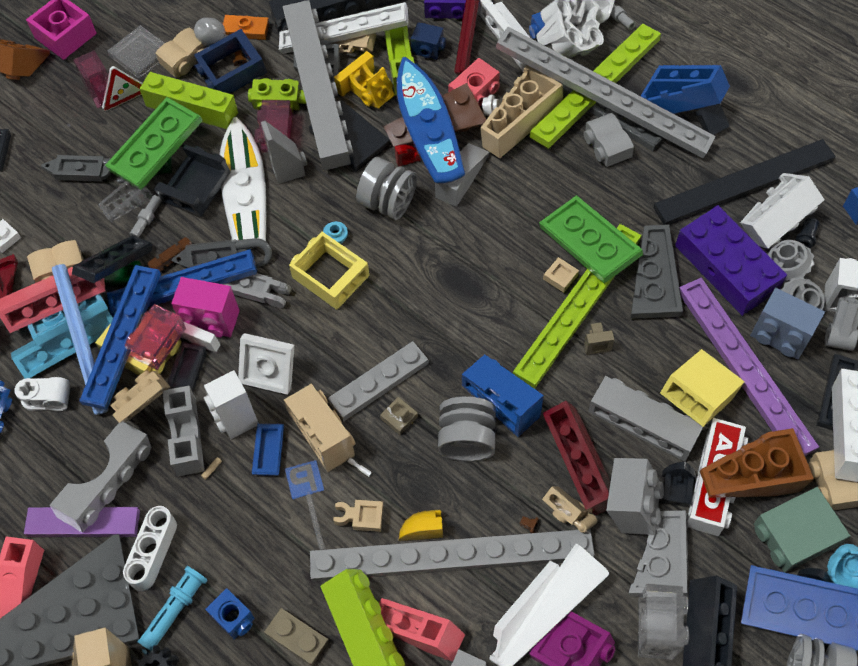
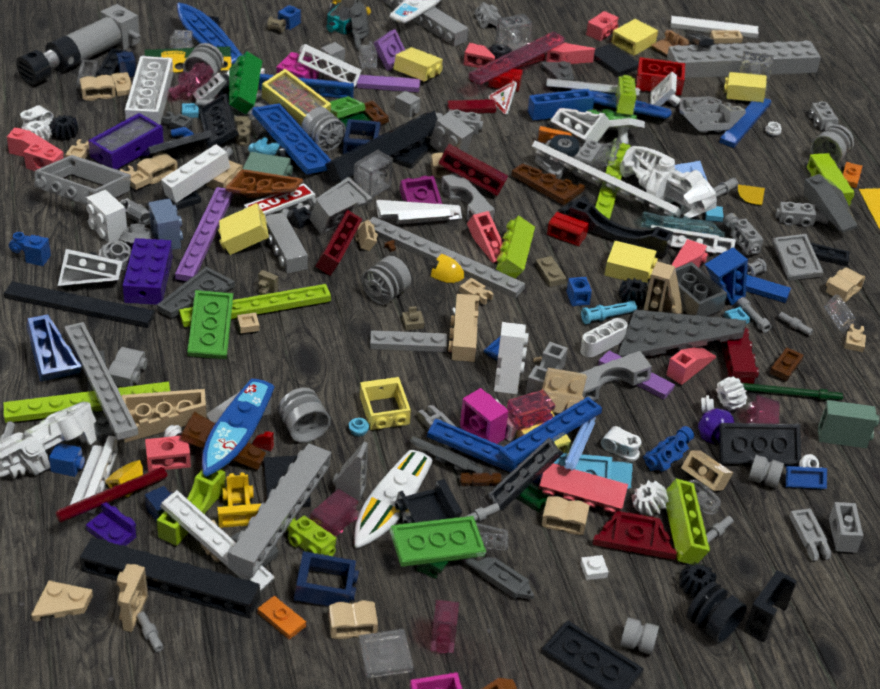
camera: 150 degrees left, 20 degrees down
(120, 89) = (422, 613): piece -> none
(209, 31) = (320, 604): light grey piece -> none
(212, 105) = (382, 572): lime brick -> none
(266, 363) = (469, 372): white tile -> none
(304, 481) = (493, 326): clear piece -> none
(484, 43) = (125, 474): none -> yellow brick
(515, 401) = (348, 285): blue wedge -> none

